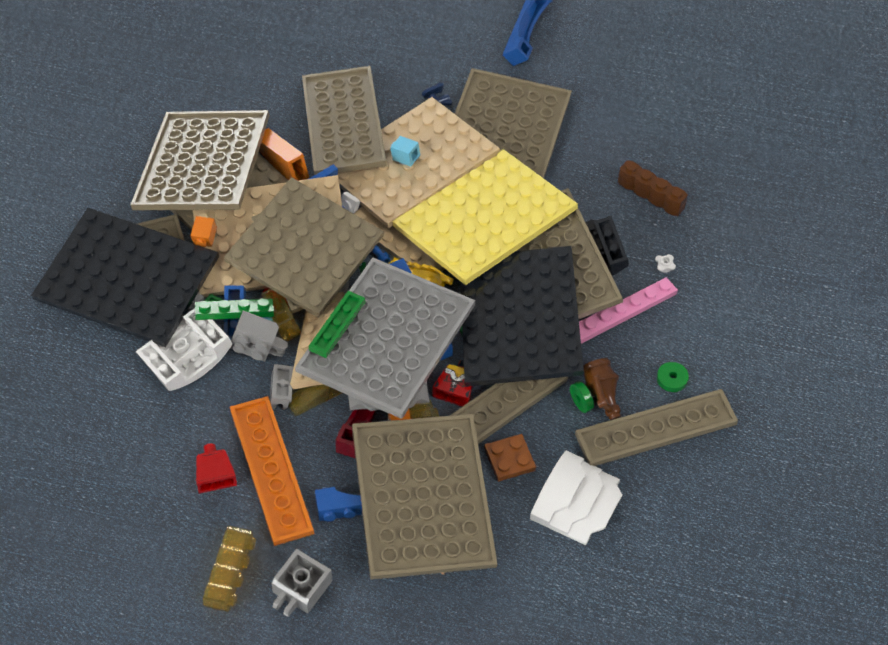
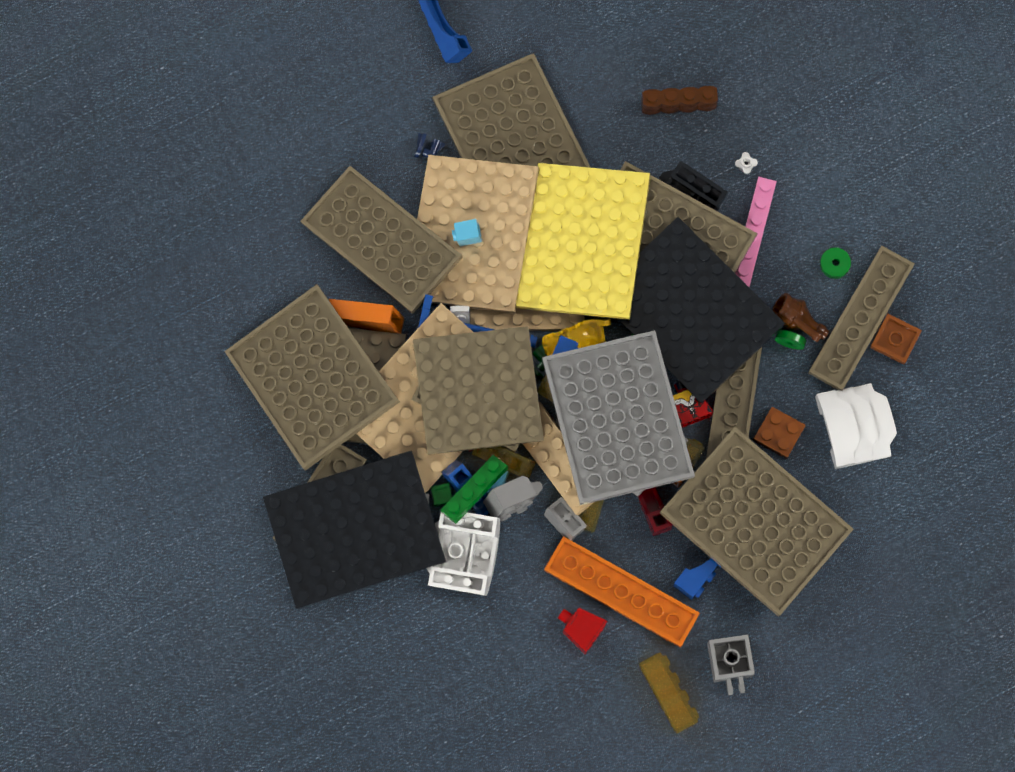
camera: 40 degrees left, 20 degrees up
(203, 231) = (384, 443): orange brick -> none
(336, 324) = (578, 441): green plate -> none
(671, 462) = (895, 339): none -> dark orange plate

